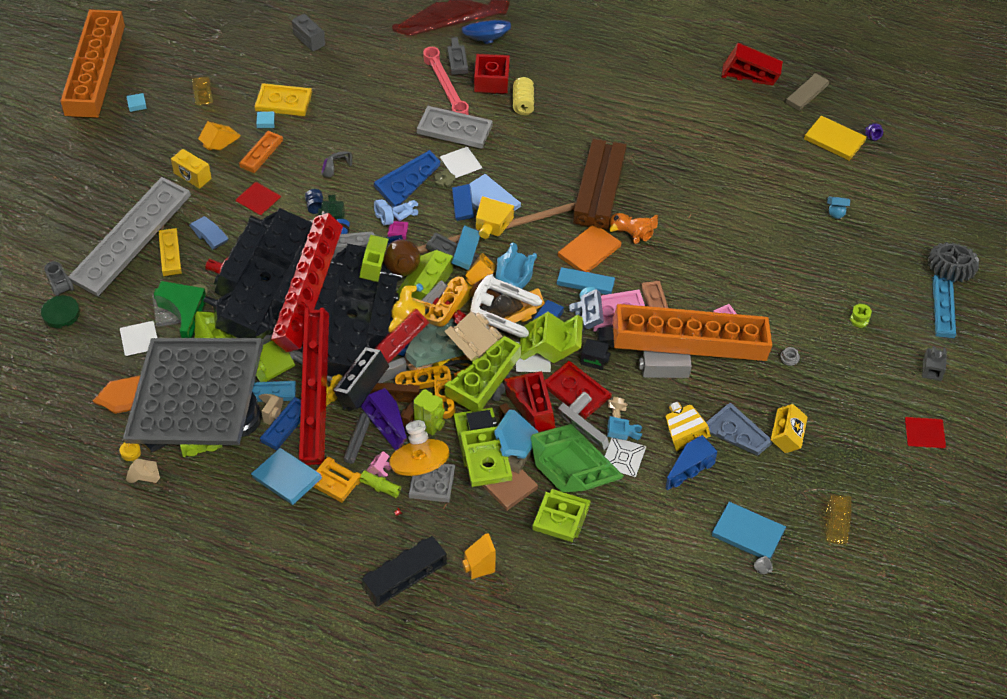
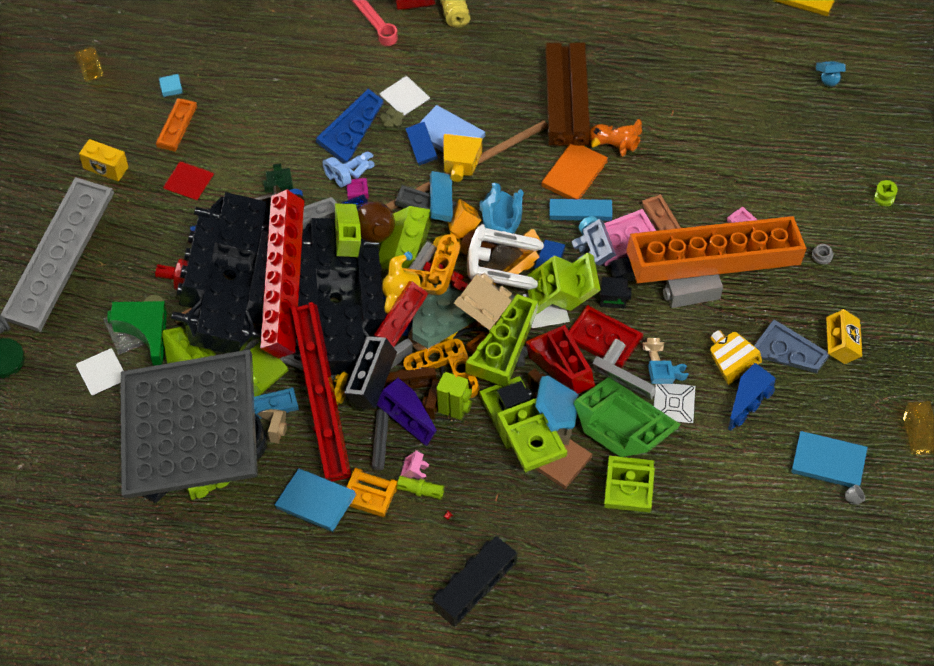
camera: 10 degrees left, 5 degrees up
(118, 395) = (100, 442): orange tile -> none
(130, 451) = (130, 506): yellow tile -> none
(136, 102) = (15, 91): medium azure tile -> none
(143, 470) = (153, 526): tan plate -> none
(170, 252) = (108, 263): yellow plate -> none
(209, 231) = (147, 231): medium blue slope -> none
(217, 136) = (122, 115): light orange slope -> none
(283, 99) = (184, 57): yellow tile -> none
(283, 425) = (295, 439): blue tile -> none
(314, 200) = (254, 171): dark blue wheel -> none
(328, 165) = (258, 127): dark grey piece -> none
(417, 432) = (445, 420): white wheel -> none
(419, 458) = (456, 449): light orange piece -> none
(434, 484) = (475, 472): light grey tile -> none
(454, 127) = (387, 55): light grey plate -> none
(480, 558) = (554, 549): light orange slope -> none

